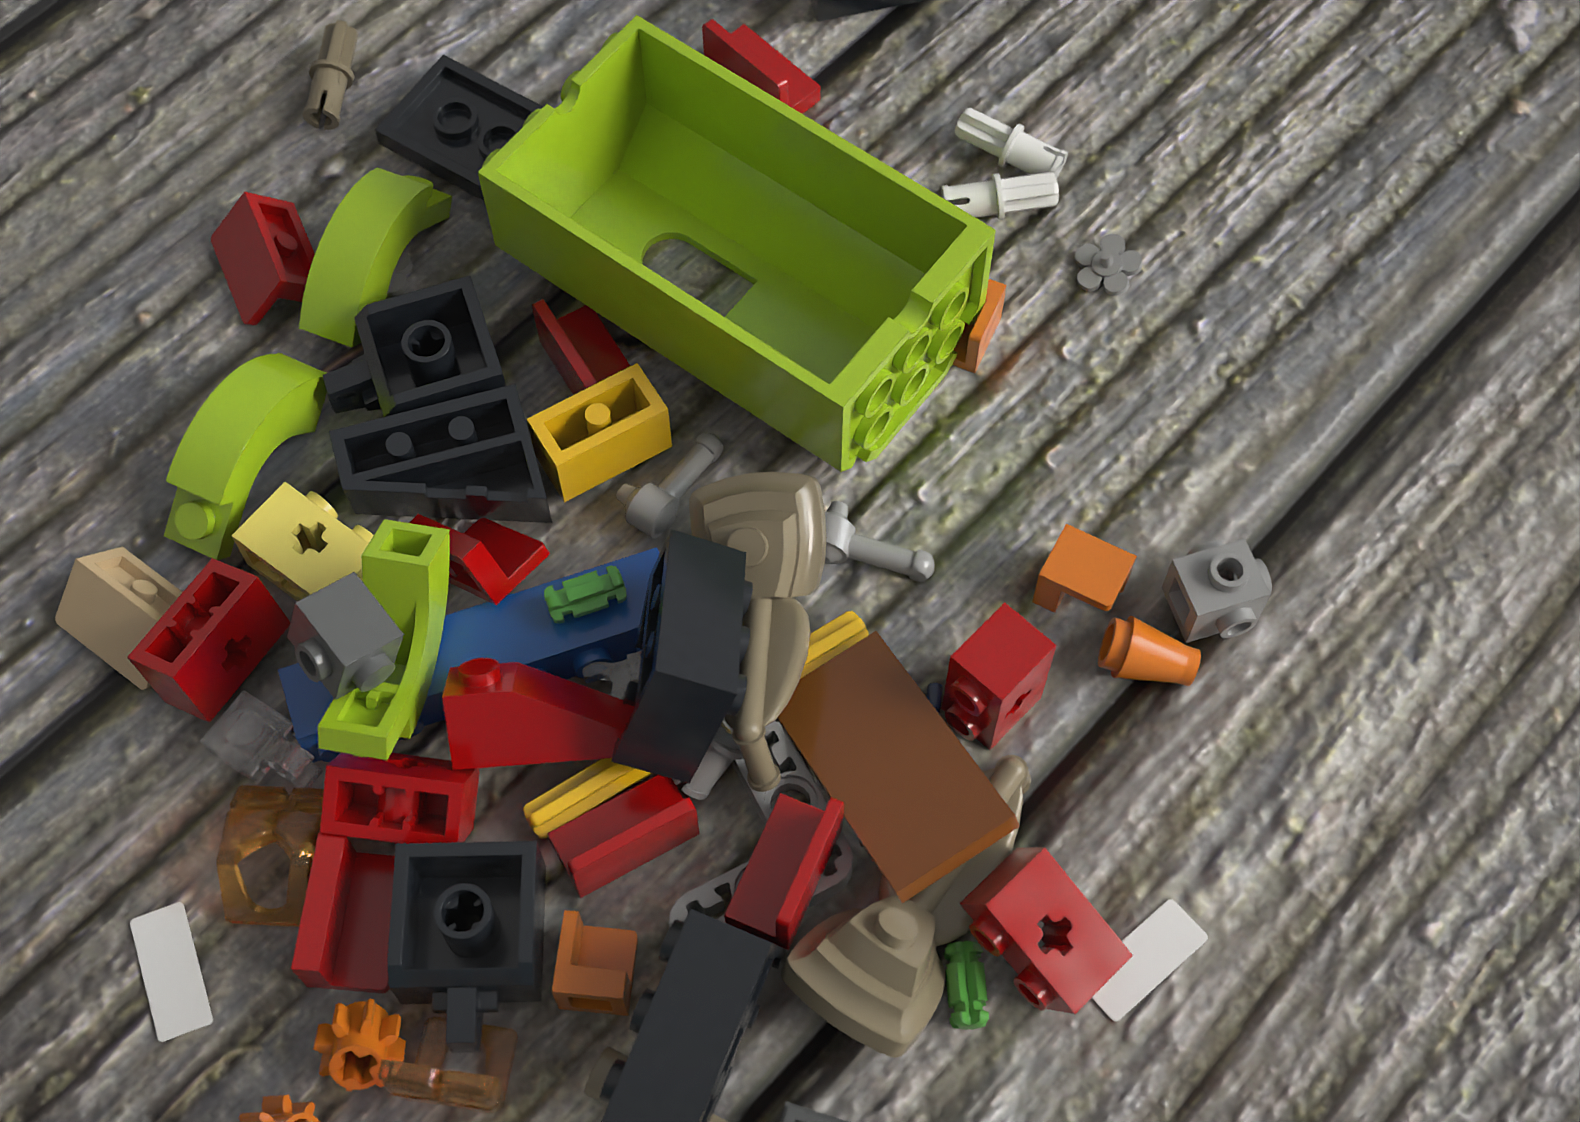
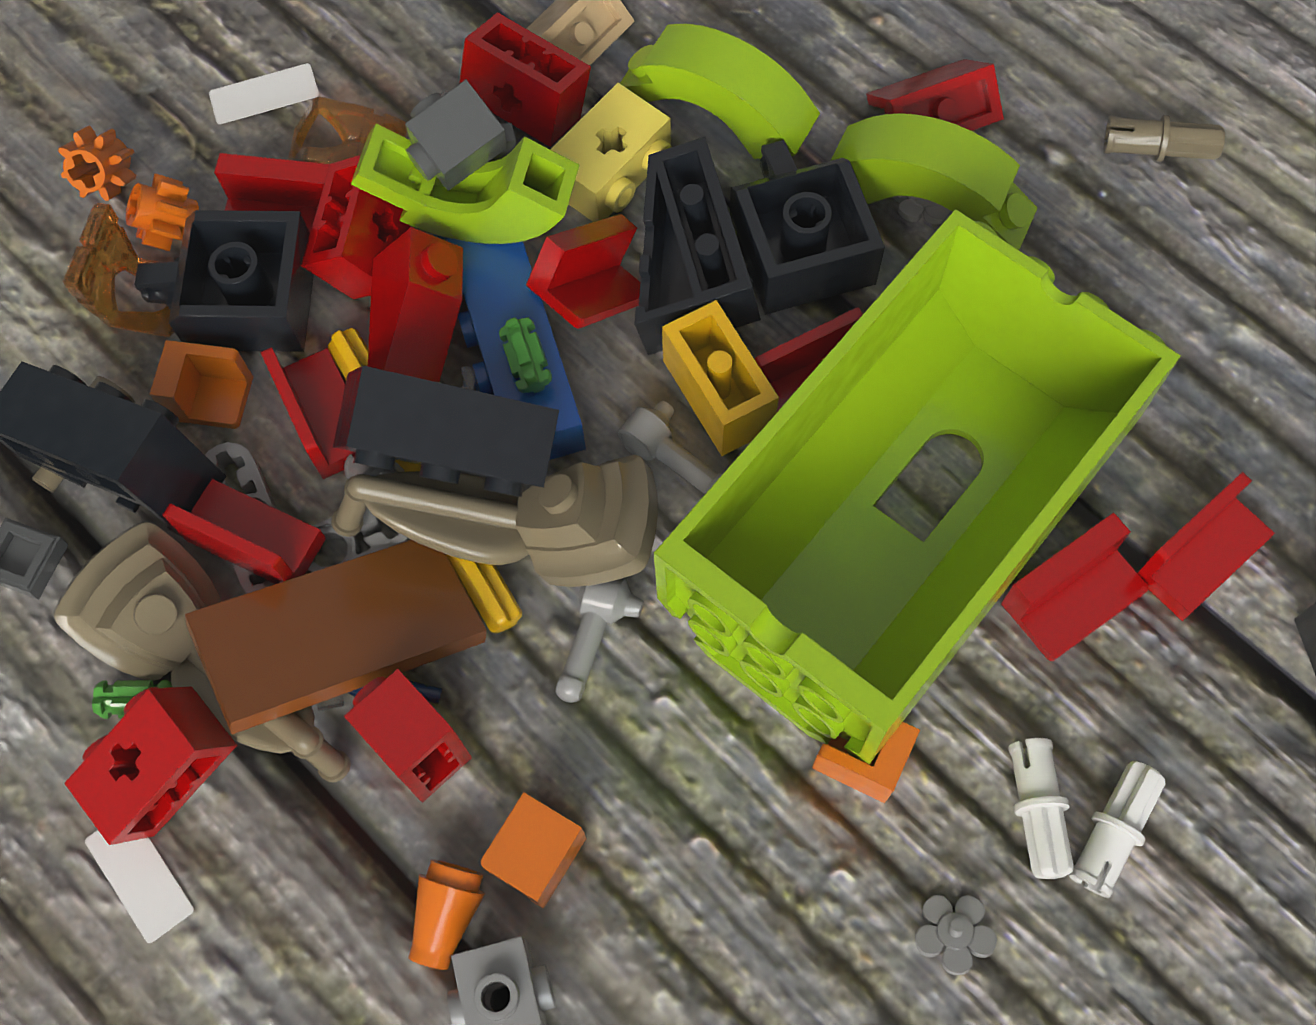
camera: 95 degrees right, 5 degrees up
(454, 122) = (1111, 248): black plate -> none

